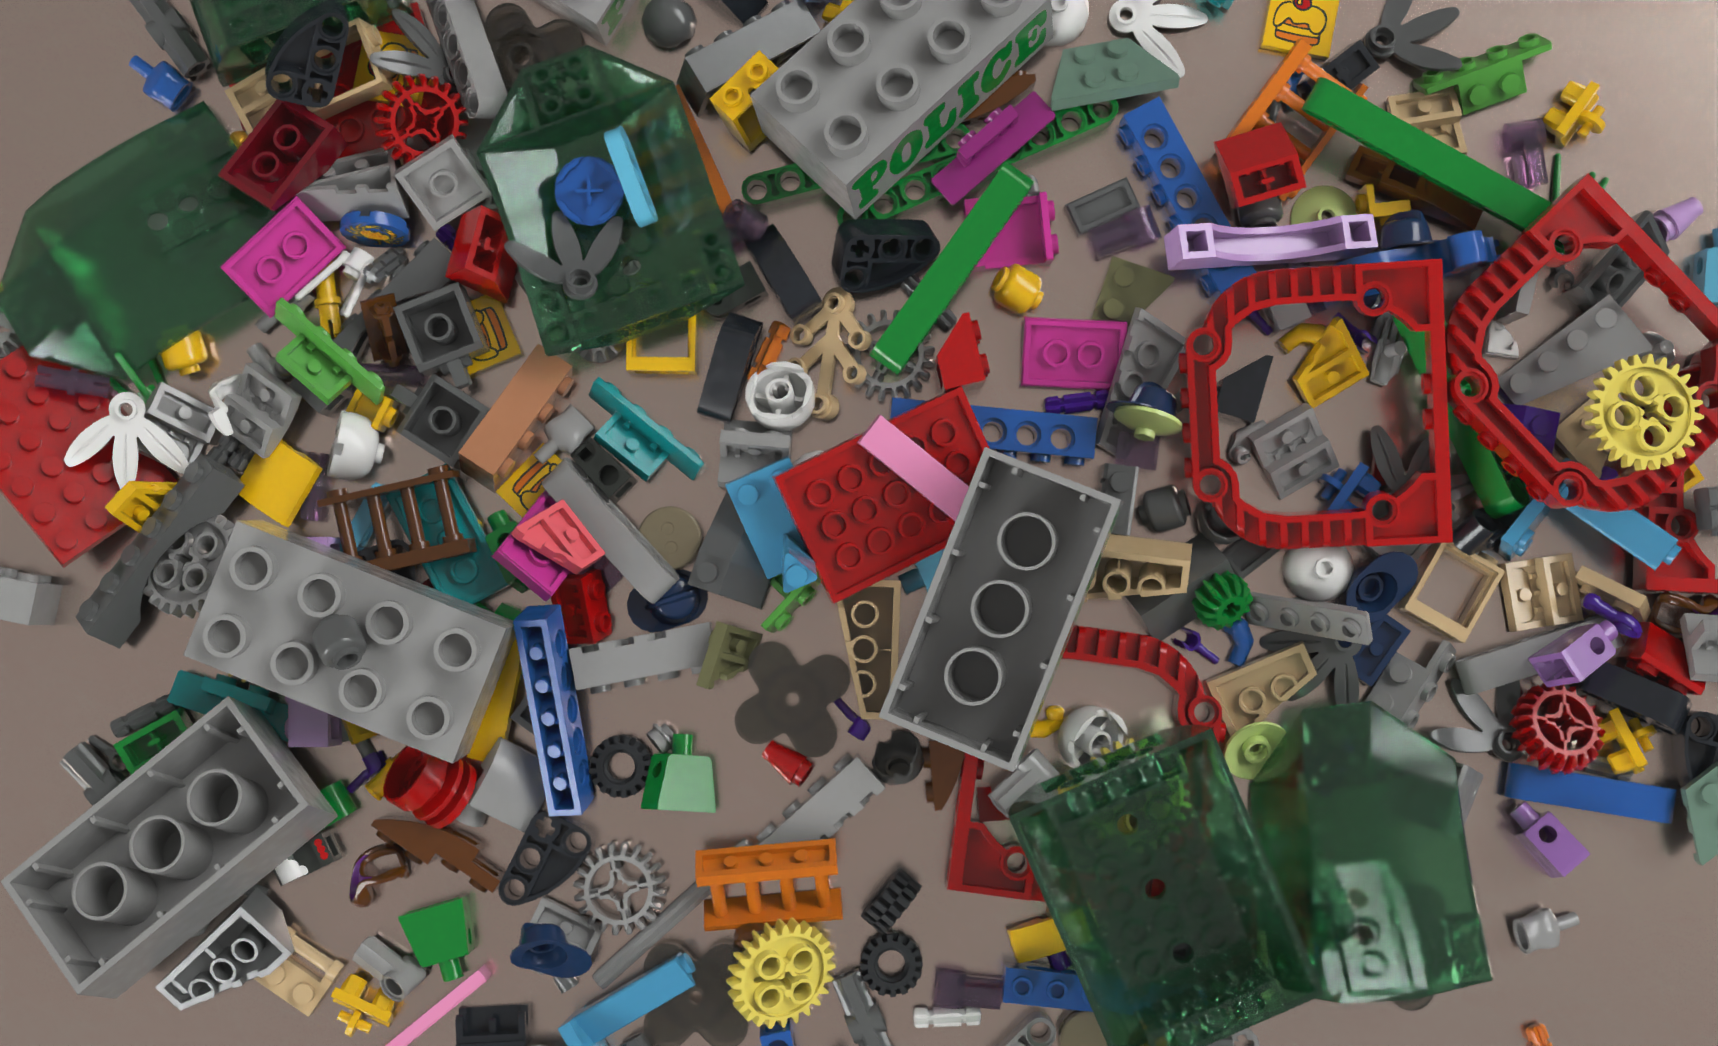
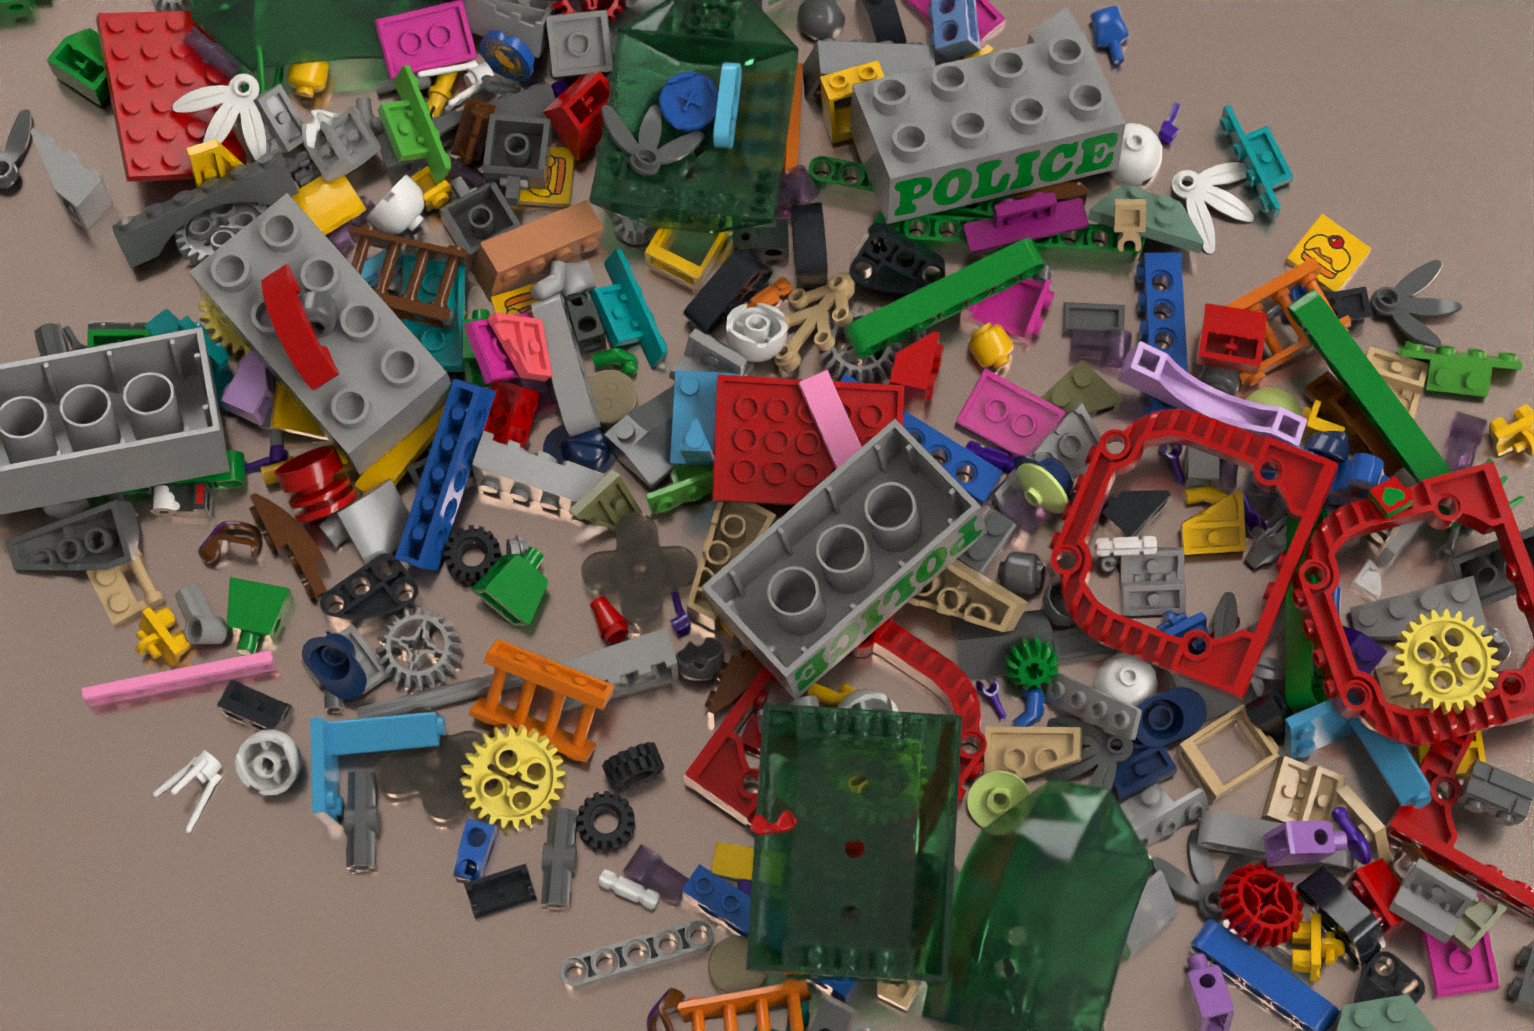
camera: 25 degrees right, 15 degrees down
(325, 672) = (295, 330): none -> red slope
(551, 453) = (552, 284): none -> light grey arm
(653, 489) = (619, 357): none -> green arm
(1070, 939) = (763, 827): none -> red piece
(1098, 93) = (1129, 220): none -> tan plate
(1255, 433) = (1125, 546): none -> white axle
(1509, 267) = (1390, 497): none -> tile

